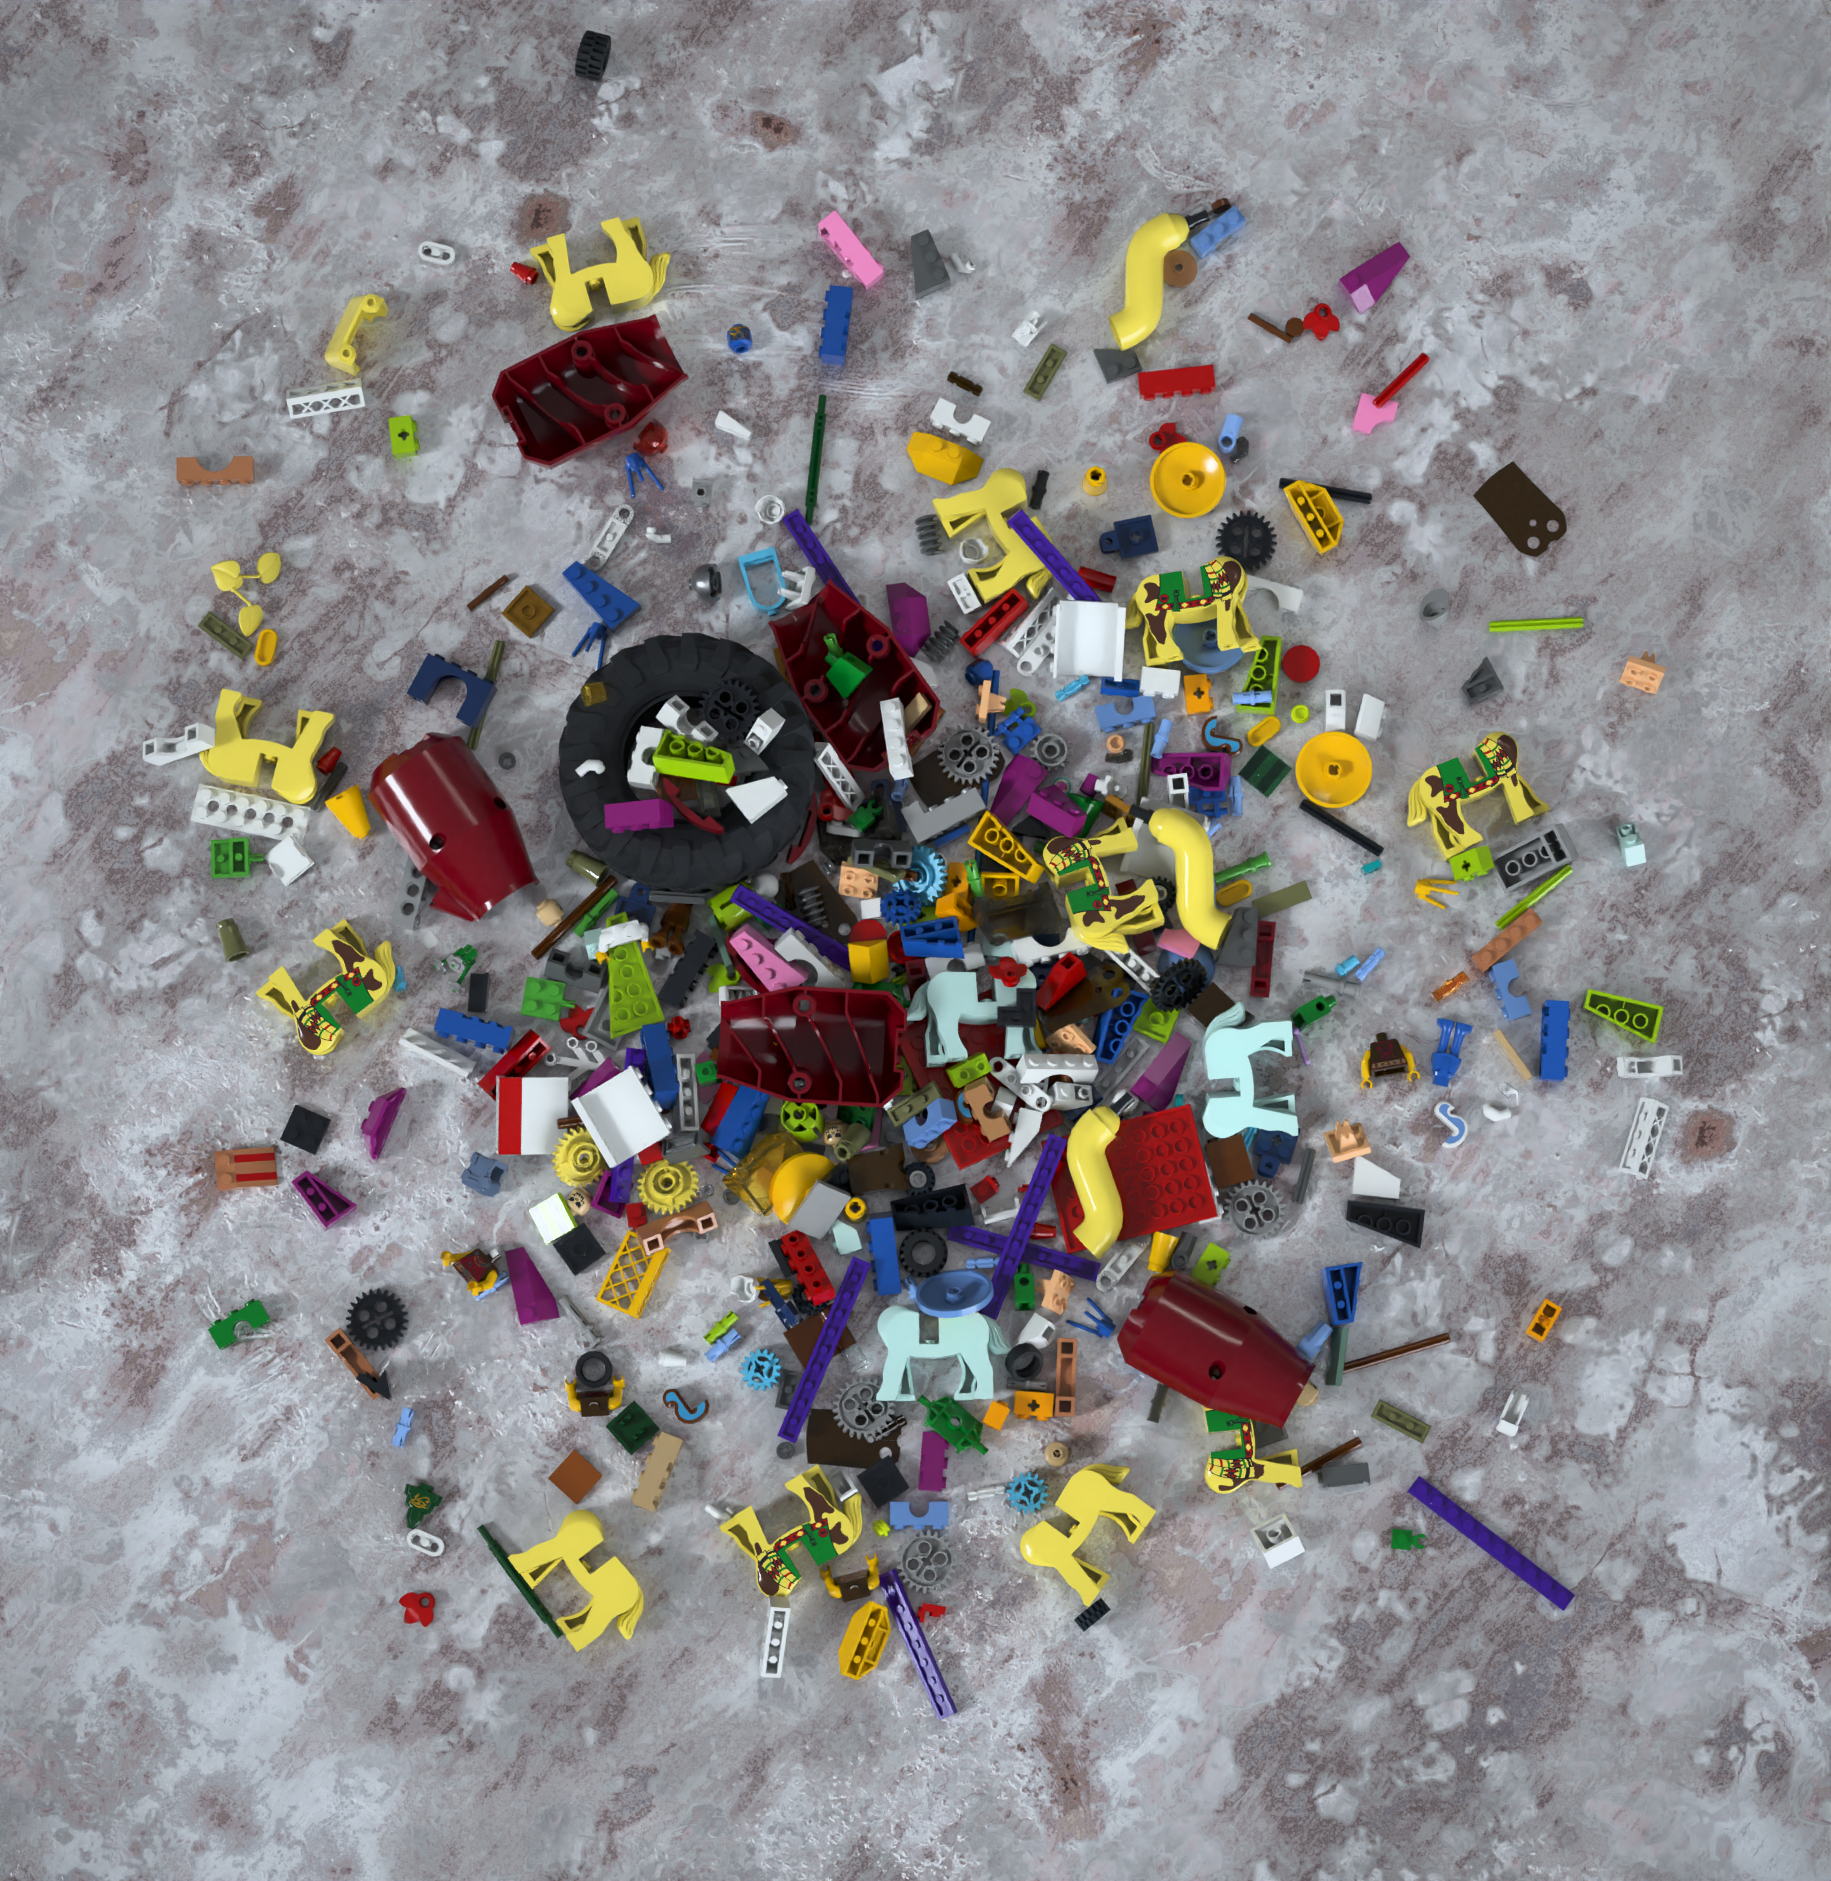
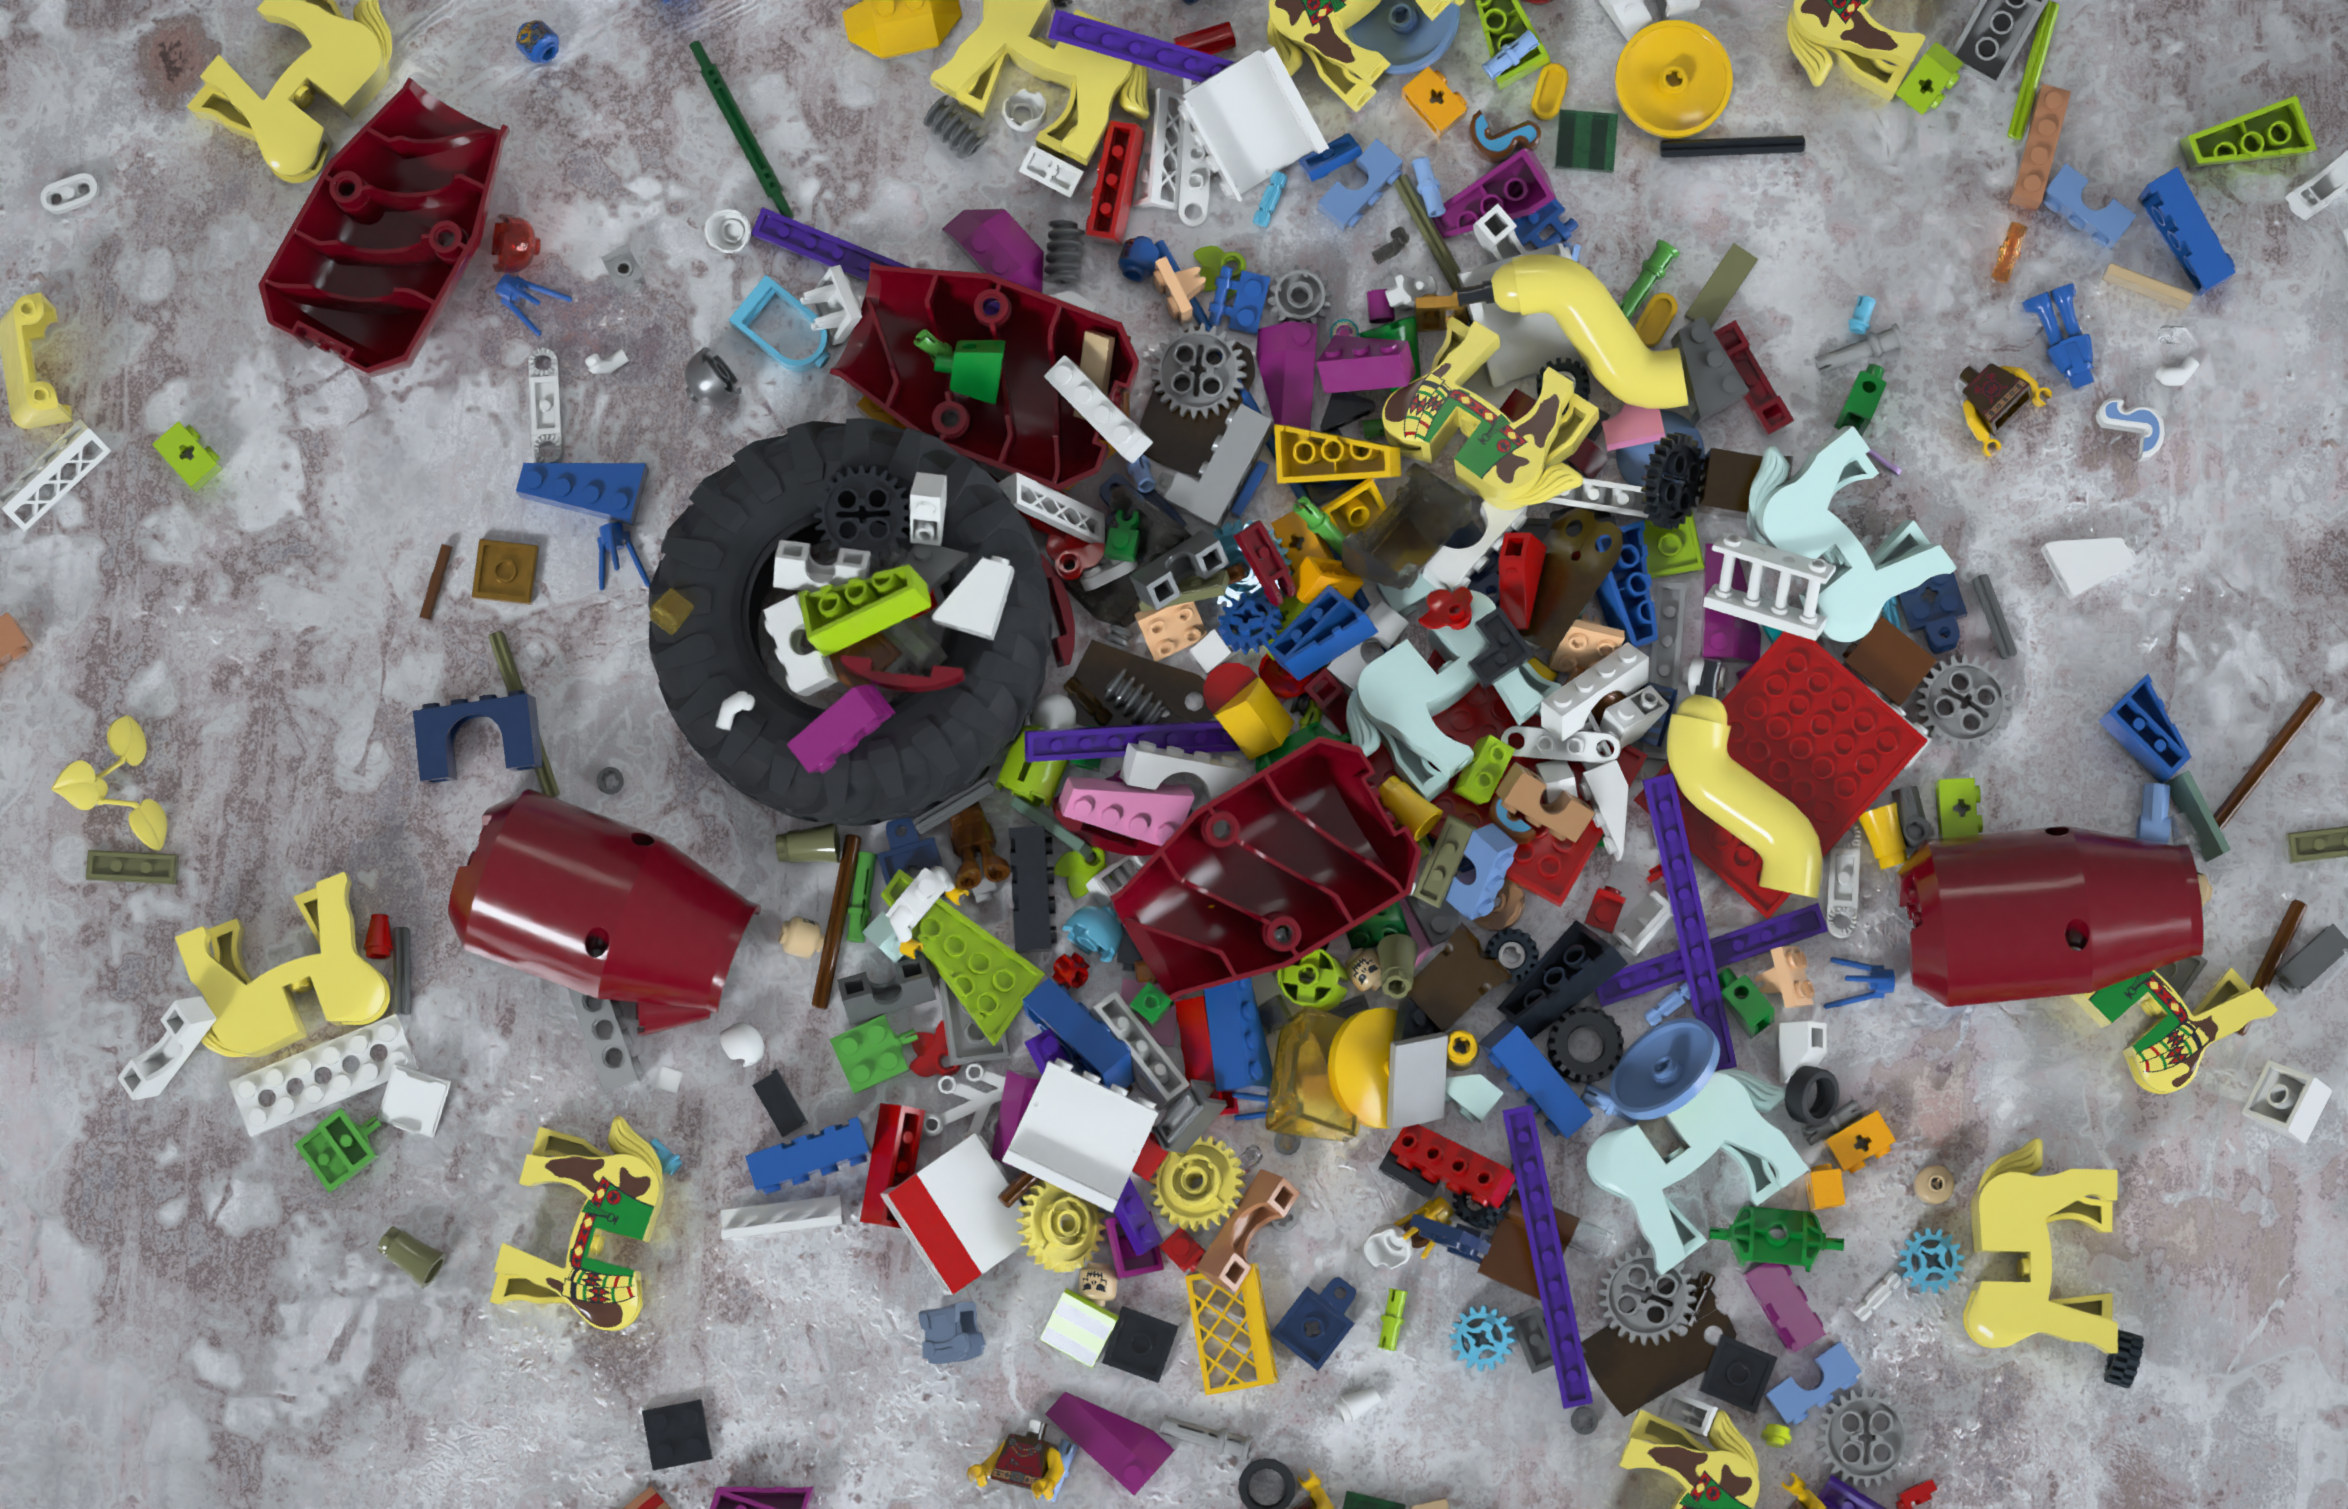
camera: 35 degrees left, 0 degrees up
(266, 647) = (195, 846): yellow tile -> none
(350, 811) = (452, 982): yellow cone -> none
(380, 1120) = (767, 1355): magenta wedge -> none
(457, 963) = (727, 1085): plant -> none
(480, 947) = (743, 1042): none -> white hair
(525, 273) = (203, 142): red cone -> none
(682, 1410) = (1417, 1460): animal -> none
(689, 1298) = (1326, 1310): none -> dark blue plate
(706, 1015) = (1095, 931): none -> medium azure cylinder
(722, 1345) = (1409, 1341): light blue pin -> none
(728, 424) = (605, 159): white slope -> none
(914, 1062) = (1409, 807): none -> yellow plant
(930, 880) = (1265, 562): none -> dark red hinge
(1042, 1231) = (1717, 912): red cone -> none
(1065, 1377) = (1881, 1088): nougat arch -> none
(1115, 743) = (1374, 232): light nougat plate -> none
(1157, 1403) = (2014, 1031): clear smoke pin -> none
(1160, 682) = (1378, 115): white slope -> none
(1173, 1078) = (1761, 610): none -> white fence
(1235, 796) = (1572, 196): light blue pin -> none
(1300, 714) = (1580, 38): neon yellow plate -> none
(1346, 1141) = (2020, 535): light nougat plate -> none
(1370, 963) = (1888, 293): light blue axle -> none
(1371, 867) = (1805, 170): teal tile -> none
(1390, 1220) = (2147, 596): black wedge -> none
(1425, 886) = (1889, 149): yellow plant -> none

